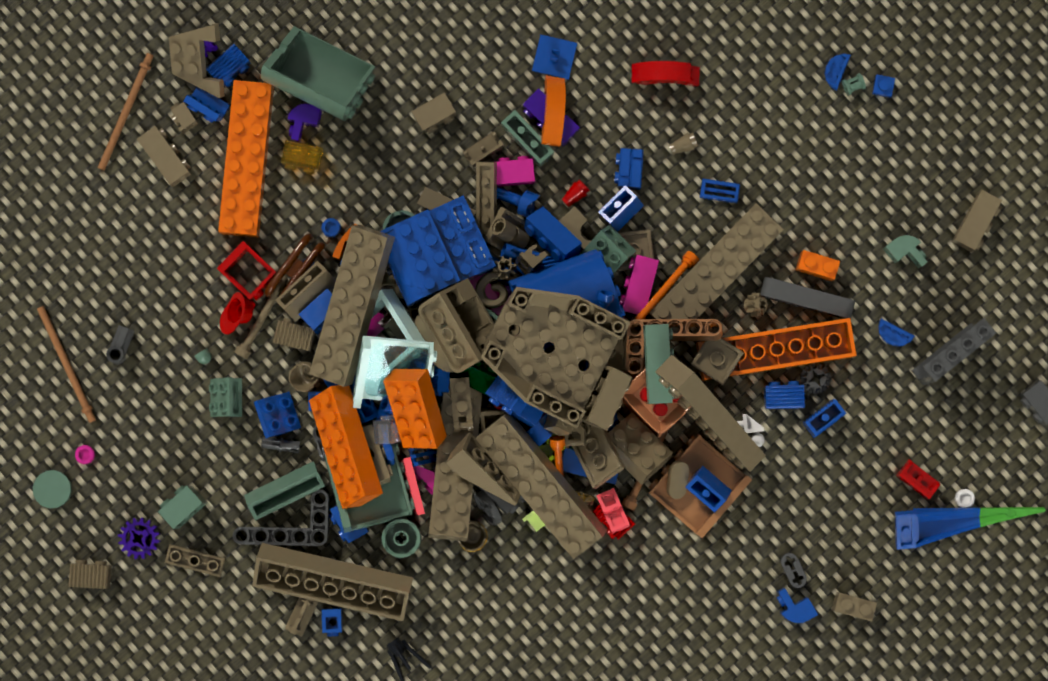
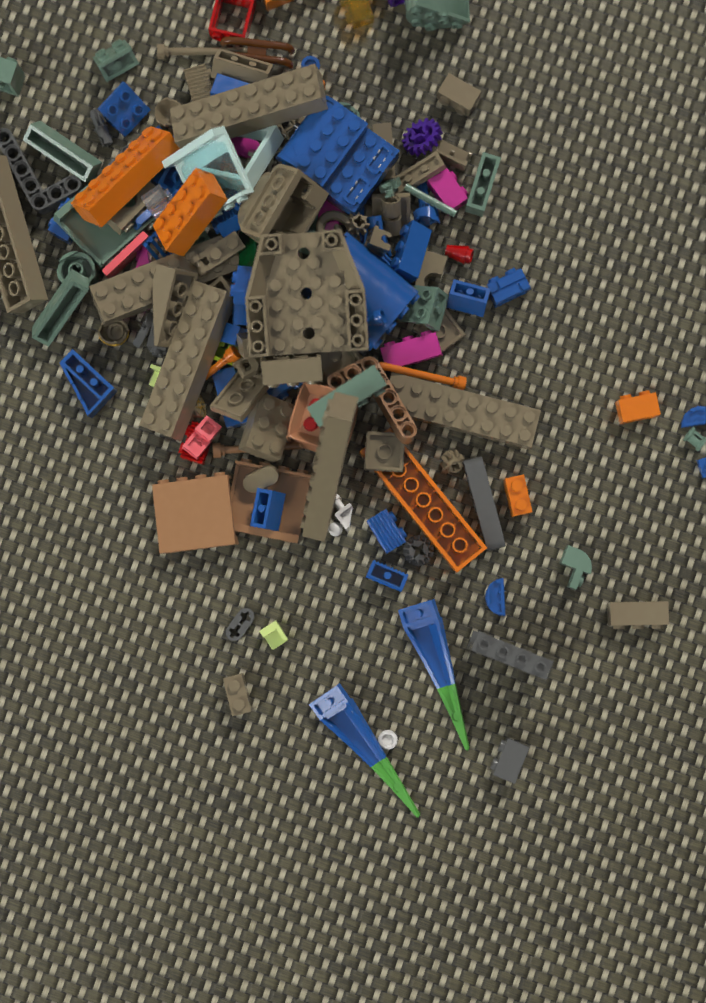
camera: 65 degrees right, 0 degrees up
(203, 357) = (139, 21): sand green hinge -> none
(236, 312) = (193, 28): red piece -> none
(428, 570) = (60, 307): none -> sand green brick
(454, 167) = (422, 137): none -> dark purple gear
(485, 220) = (390, 187): none -> sand green plate
(506, 584) = (87, 383): none -> blue wedge
(517, 192) = (430, 200): none -> sand green piece
(535, 108) = (515, 178): dark purple arch -> none
(554, 57) = (567, 170): blue piece -> none
(554, 111) = (519, 192): orange slope -> none
(665, 72) = (610, 269): red arch -> none
(675, 555) = (194, 513): none -> medium nougat panel
(684, 144) = (557, 322): dark tan cone -> none
(719, 198) = (539, 391): blue tile -> none
(798, 612) = (204, 648): blue brick -> none
(799, 117) = (638, 407): none -> orange brick
(819, 545) = (274, 635): none -> yellowish green panel
(897, 412) = (428, 637): none -> blue plate
(918, 479) = (381, 689): red hinge -> none

